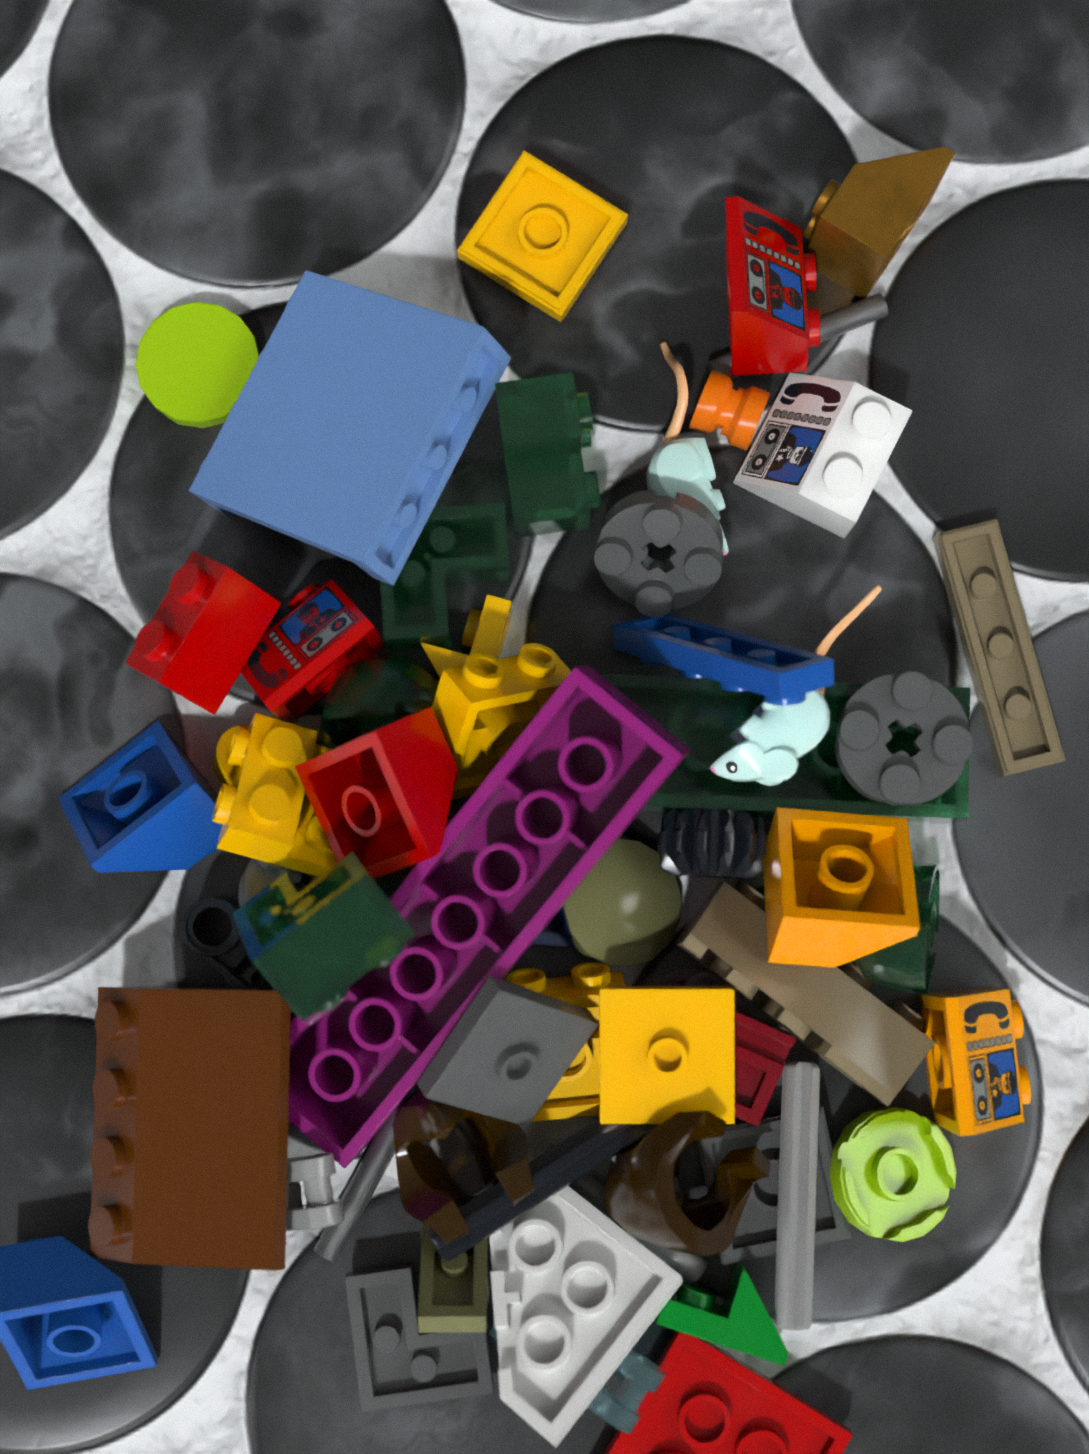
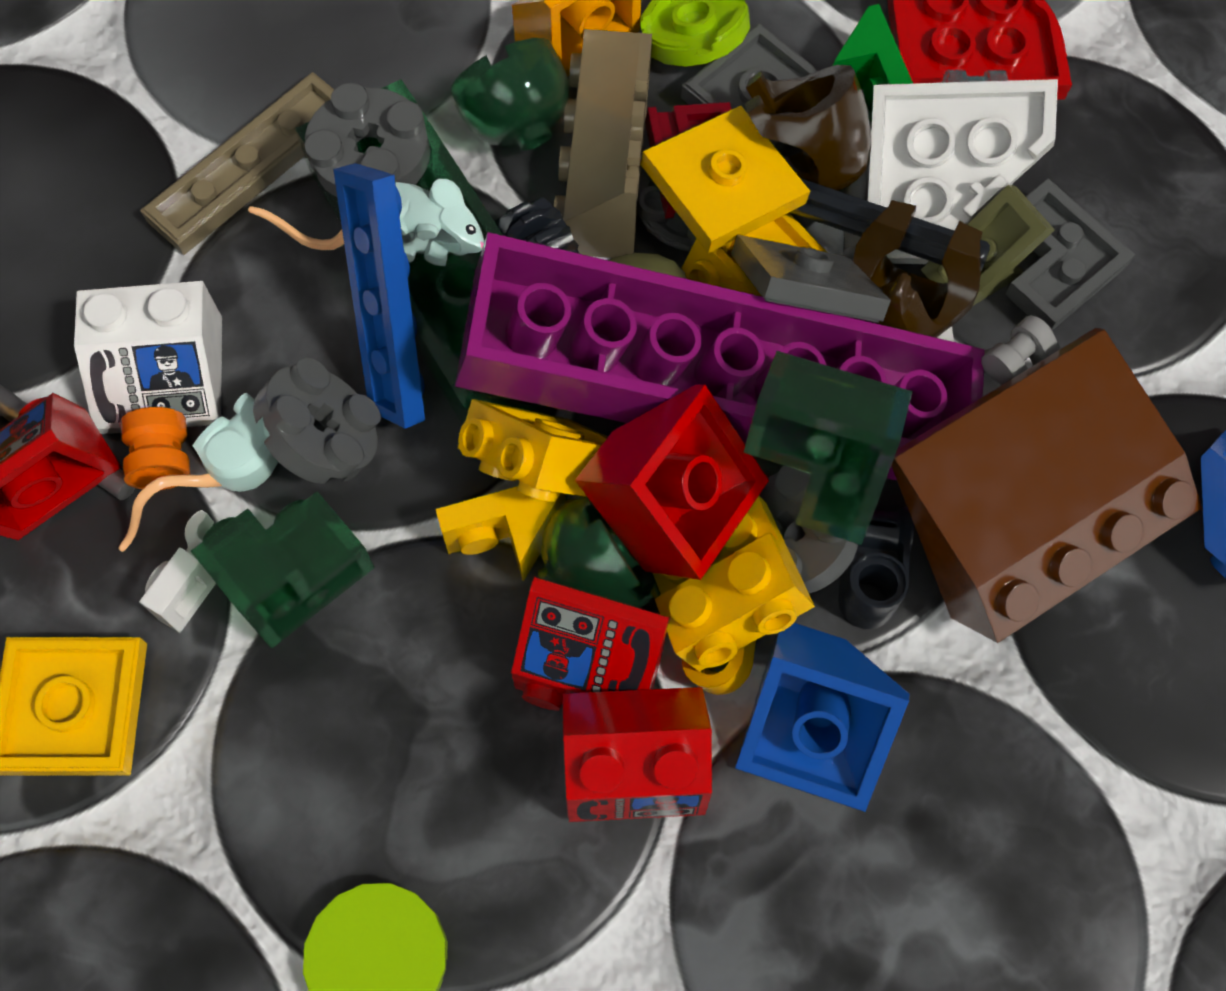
camera: 125 degrees left, 15 degrees down
(352, 422) = (350, 748): medium blue panel -> none
(454, 548) = (448, 609): clear green brick -> none
(591, 373) = (182, 583): none -> white plate
(797, 1195) = (763, 55): light grey axle -> none
(837, 886) = (515, 128): light orange slope -> none

